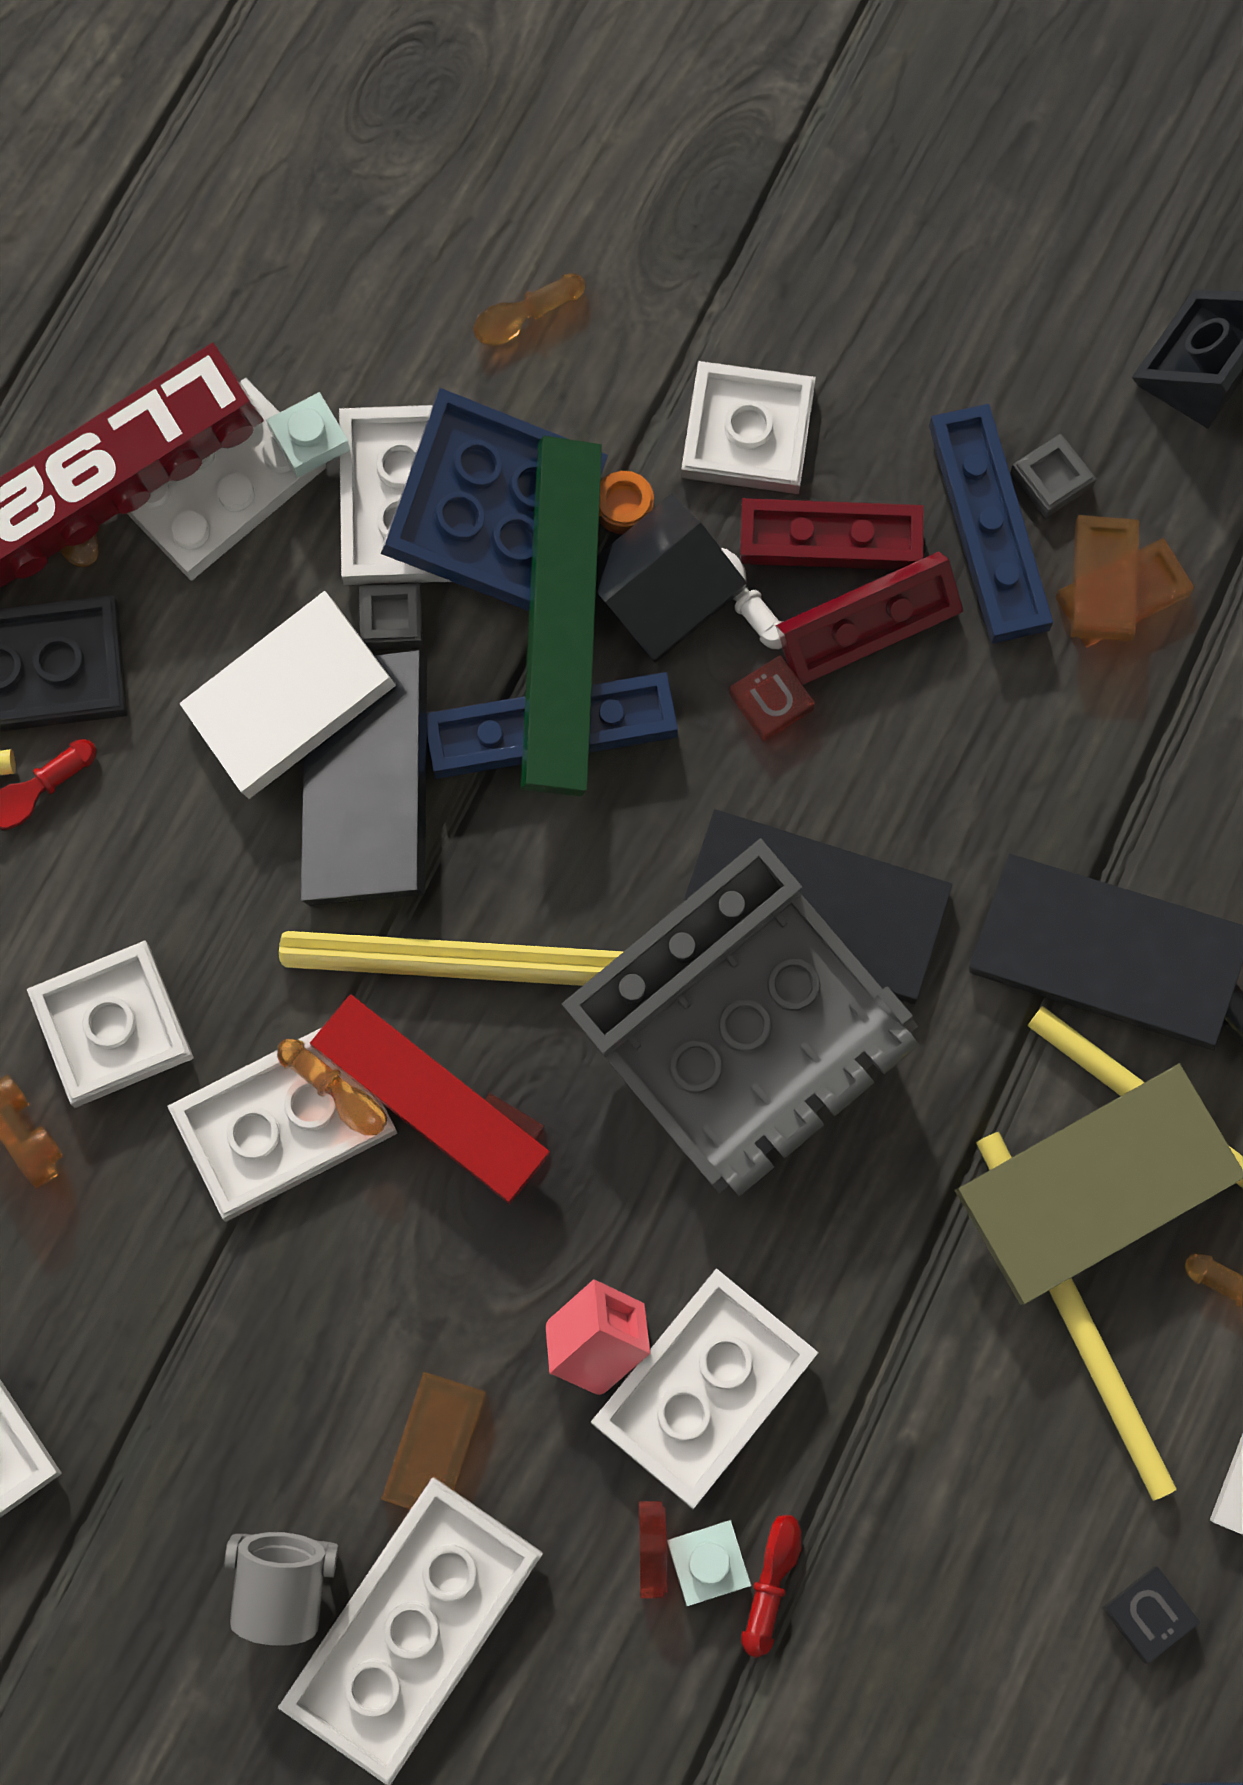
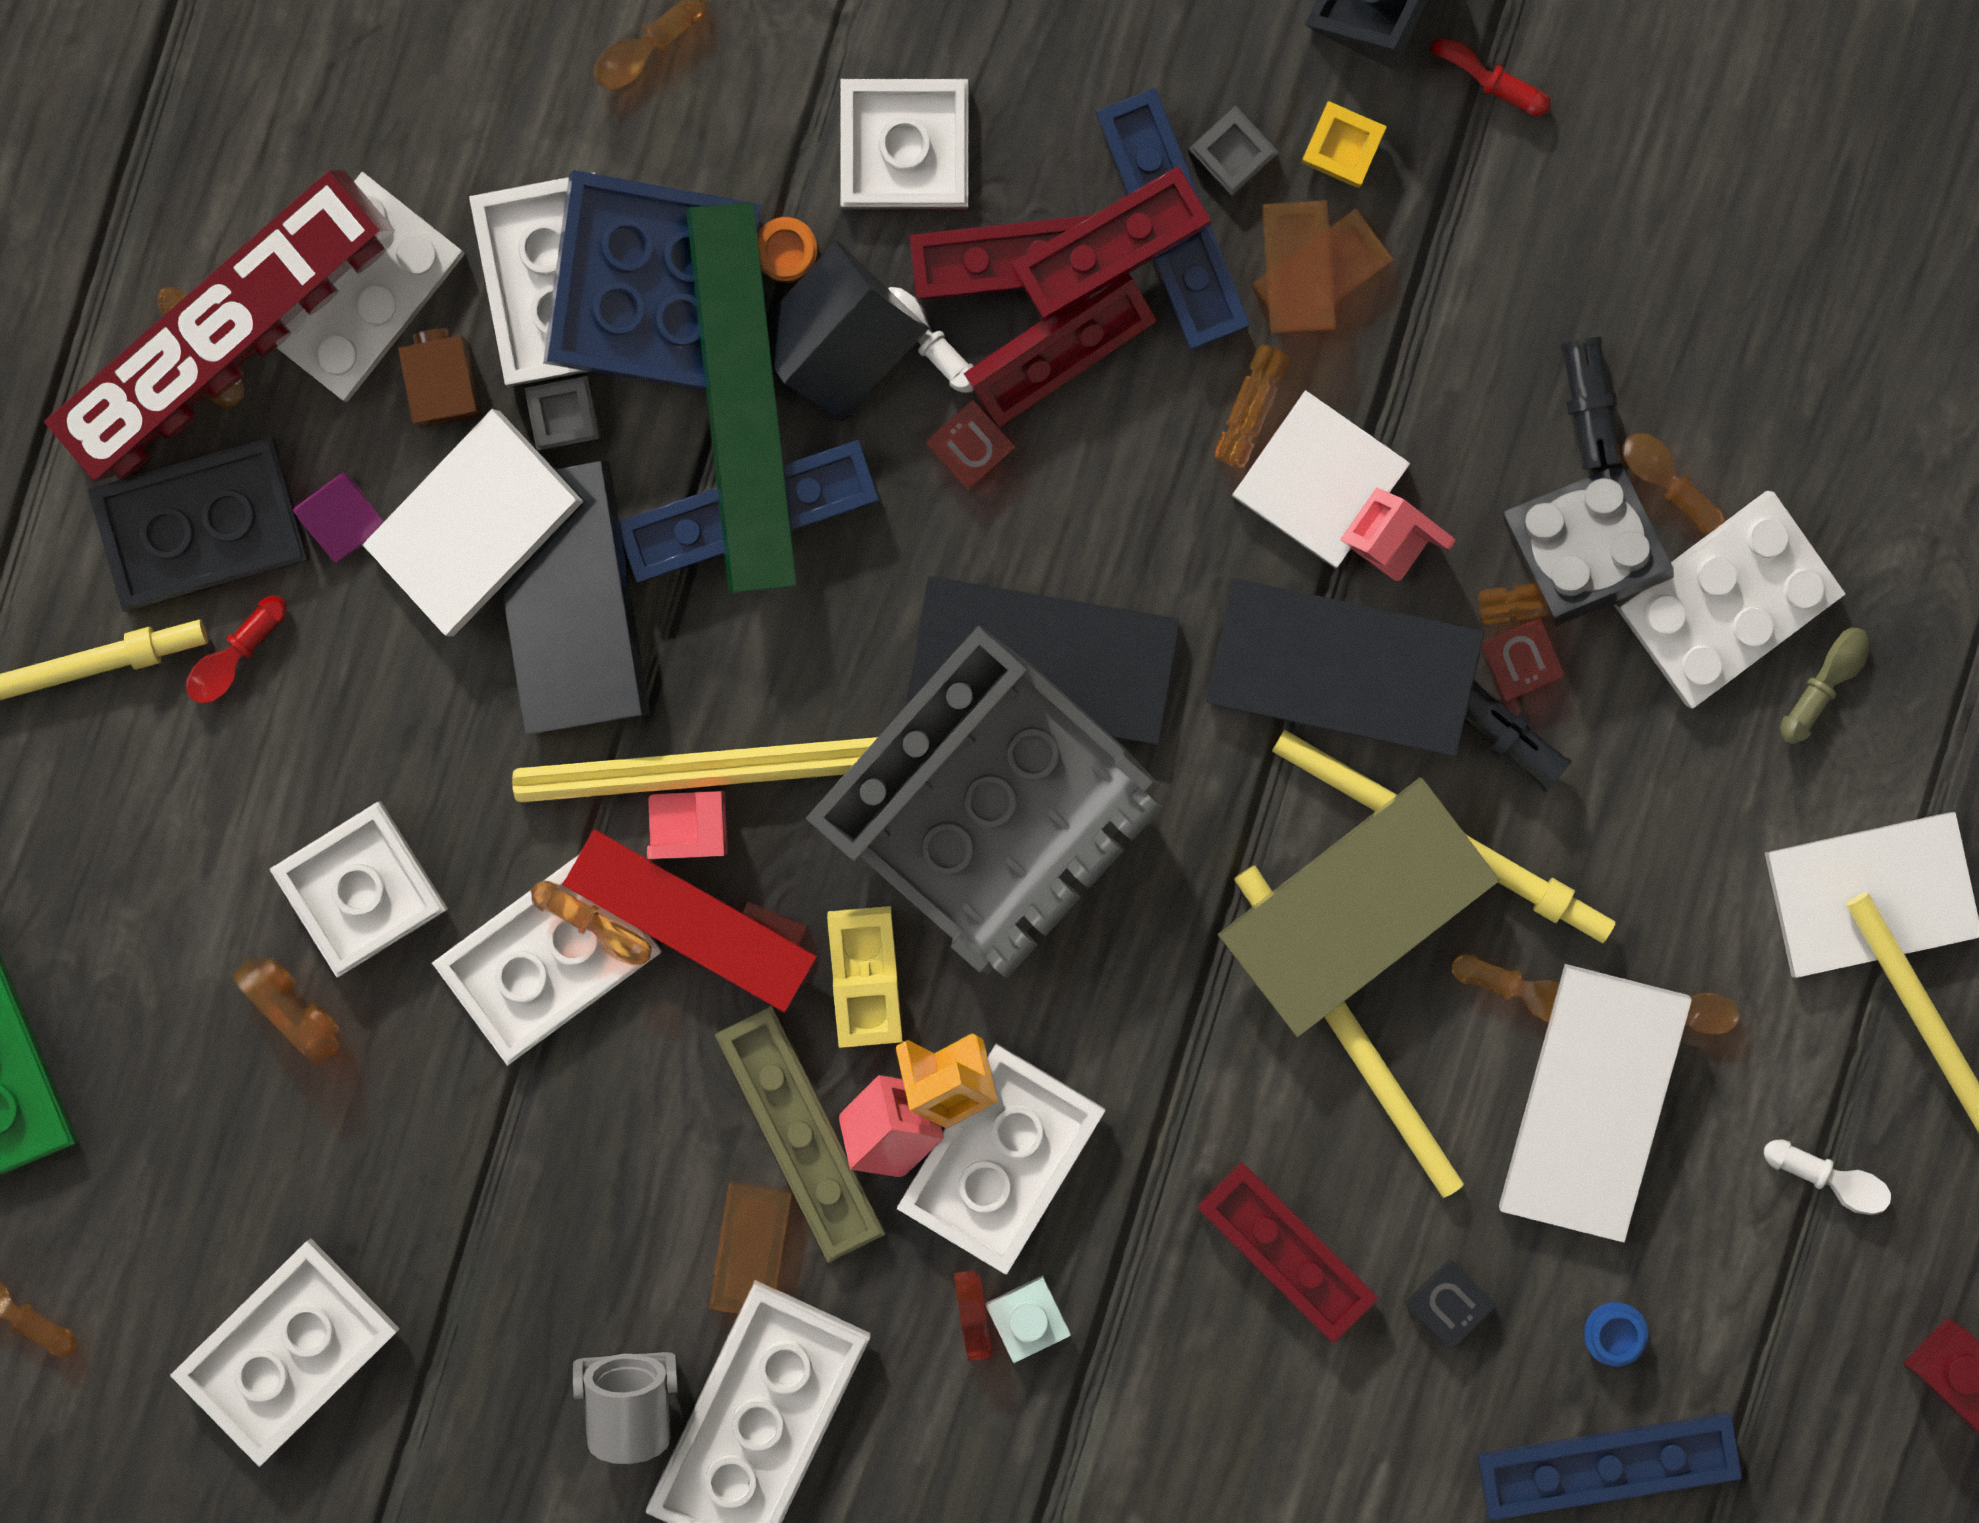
camera: 15 degrees left, 15 degrees up
(161, 674) = (339, 517): none -> magenta slope
(281, 564) = (440, 378): none -> reddish brown brick
(308, 434) = (442, 235): light aqua plate -> none
(444, 1010) = (687, 825): none -> coral panel
(504, 1335) = (800, 1133): none -> olive tile
(593, 1185) = (864, 976): none -> light yellow slope
(662, 1301) = (949, 1082): none -> light orange panel
(779, 1558) = (1095, 1301): red piece -> none
(932, 525) = (1111, 243): none -> dark red plate
(988, 1532) = (1287, 1252): none -> dark red plate
(1044, 700) = (1251, 406): none -> clear orange axle
(1103, 777) = (1318, 477): none -> white tile
(1158, 480) = (1343, 144): none -> yellow plate
(1172, 831) = (1392, 534): none -> coral panel

